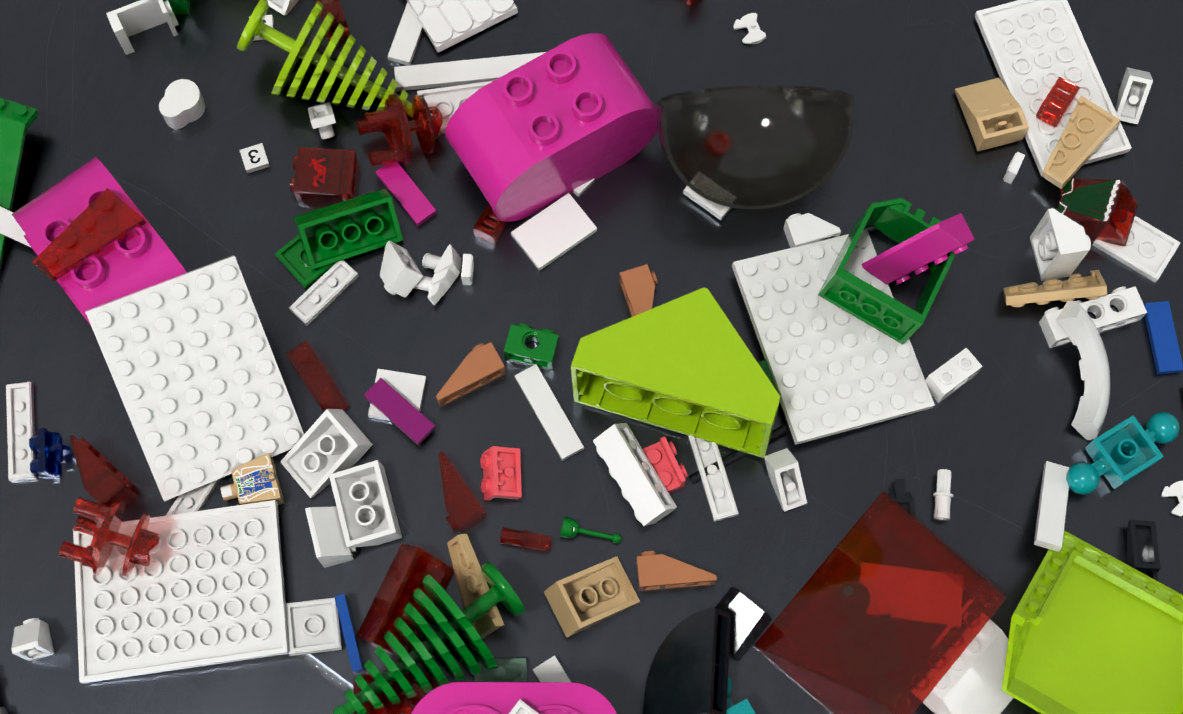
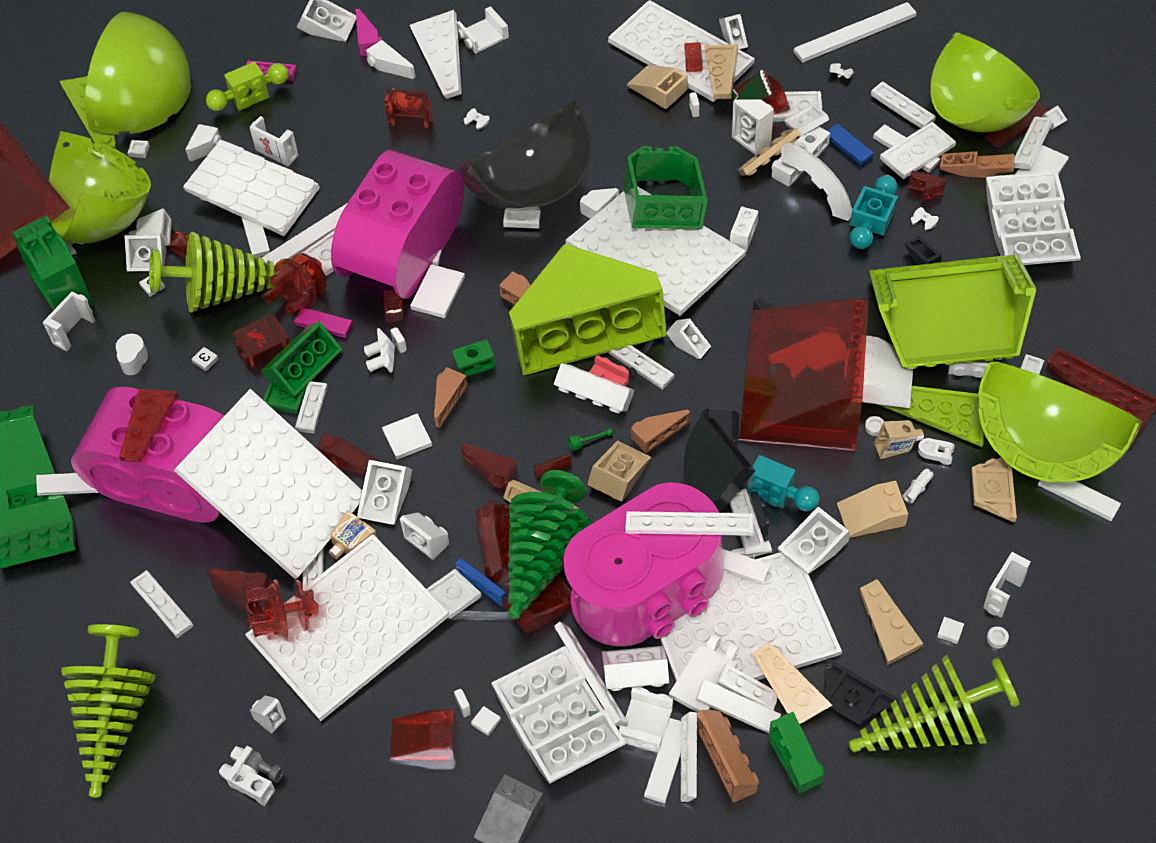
camera: 30 degrees left, 15 degrees down
(50, 453) = (194, 600): clear blue hips -> none
(322, 118) = (235, 308): white tile -> none
(365, 505) = (436, 501): white slope -> none
(399, 270) = (354, 364): white slope -> none
(399, 411) = (415, 440): magenta tile -> none
(501, 473) = (508, 437): coral bracket -> none
(549, 412) = (512, 389): white tile -> none
(718, 142) = (505, 185): clear red tile -> none
(921, 250) = (676, 164): dark pink slope -> none
(943, 495) = (787, 293): white axle -> none
(1052, 507) = (856, 260): white tile -> none
(1131, 276) = (806, 119): none -> white tile

